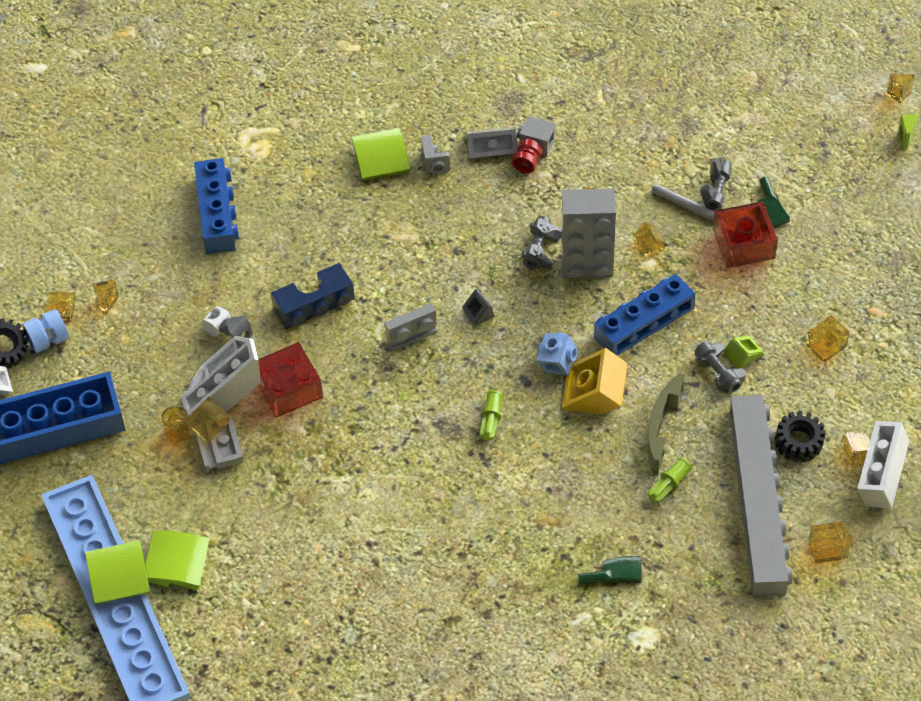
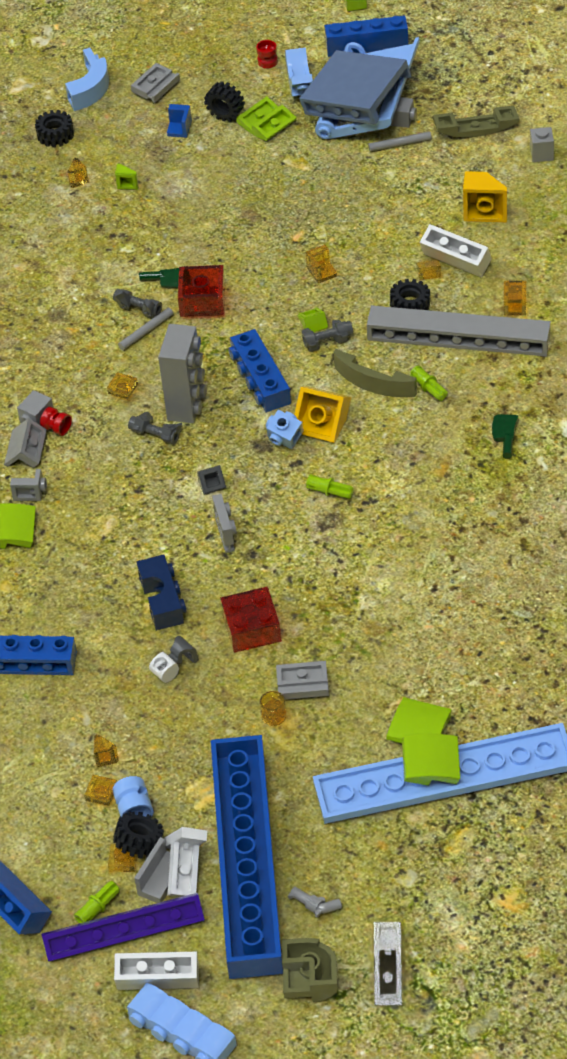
camera: 75 degrees left, 5 degrees down
(208, 419) = (283, 675): clear yellow panel -> none
(225, 376) = (238, 655): white wedge -> none

